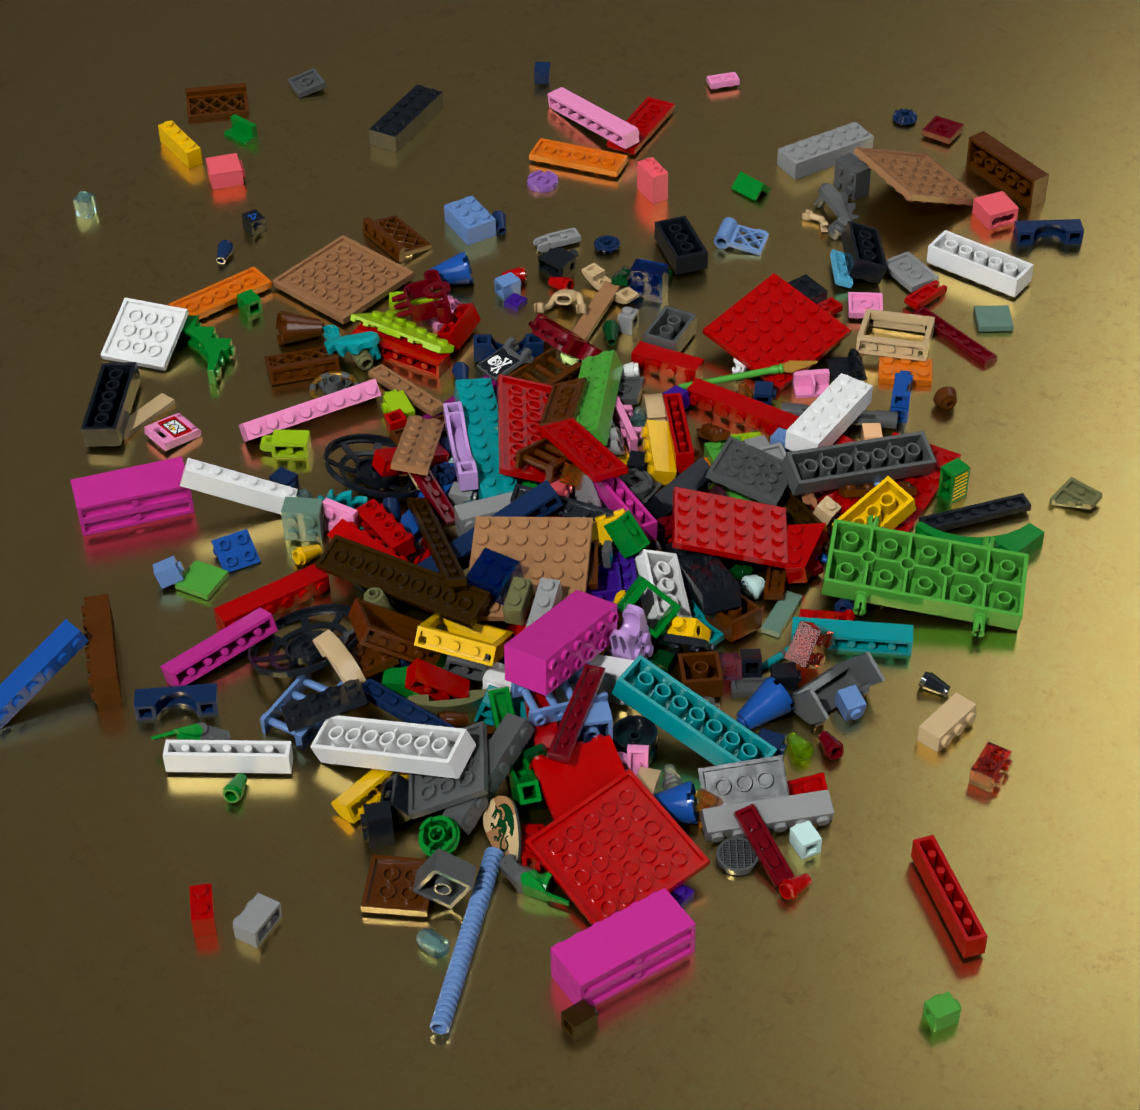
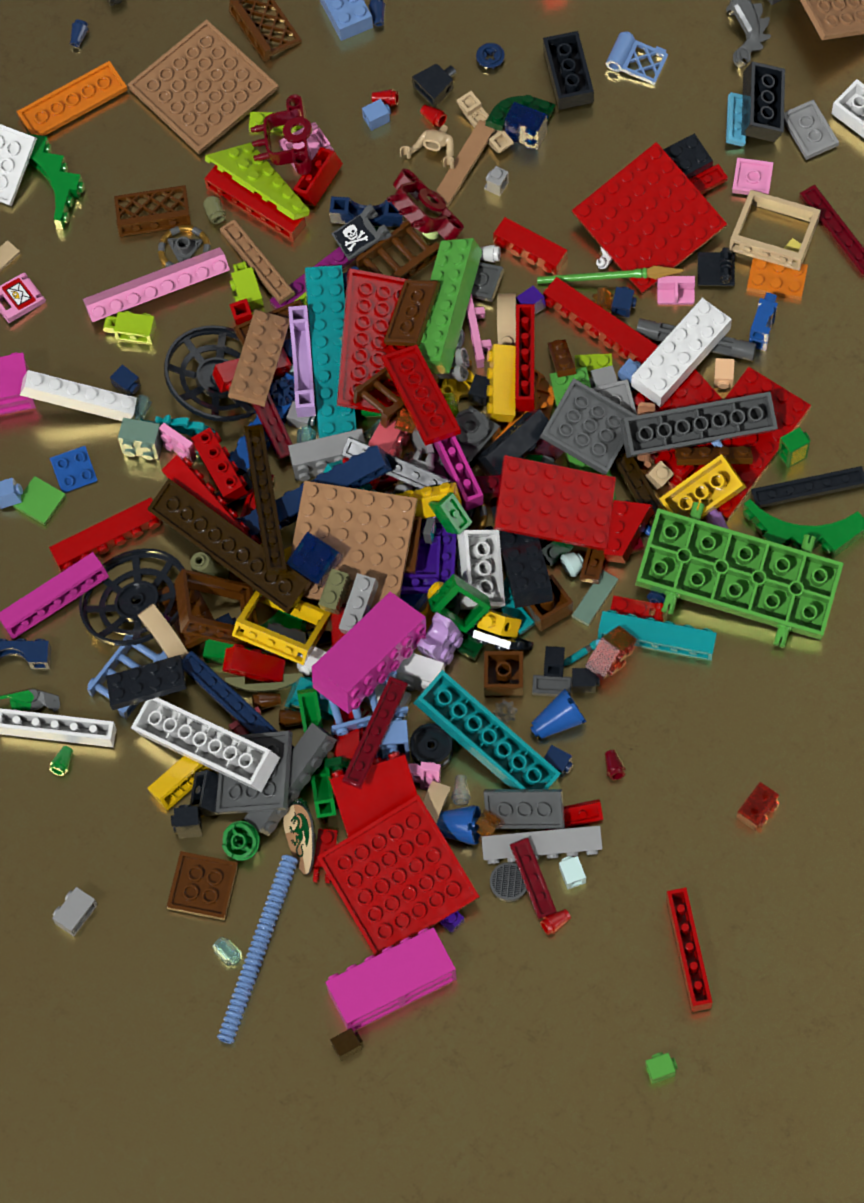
camera: 10 degrees right, 25 degrees up
(202, 910) = (27, 897): red brick -> none
(249, 303) = (102, 116): green brick -> none
(297, 327) = (149, 162): reddish brown cone -> none
(304, 554) = (142, 478): yellow cone -> none
(352, 343) = (202, 193): teal animal -> none
(393, 506) = (228, 433): dark blue brick -> none
(444, 878) = (241, 891): dark grey brick -> none
(456, 270) = (320, 90): blue cone -> none
(460, 371) = (315, 242): dark blue cone -> none
(515, 302) = (382, 137): dark purple plate -> none
(529, 881) = (317, 891): green animal -> none
(557, 239) = (437, 44): light grey hinge -> none
(611, 331) = (477, 194): dark green cone -> none
(638, 417) = (489, 323): clear light blue cone -> none
(671, 329) = (538, 203): dark grey brick -> none
(731, 666) = (533, 663): clear pink brick -> none
(801, 747) = (585, 764): clear neon green cone -> none
(809, 215) = (727, 34): tan arm -> none
(818, 696) = (623, 699): dark grey windscreen -> none
(850, 703) = (641, 719): medium blue brick -> none
(925, 295) = (819, 167): red hinge -> none
(934, 684) = (725, 702): black cone -> none
(945, 398) = (810, 325): reddish brown cone -> none
(947, 722) = (728, 750): tan brick -> none

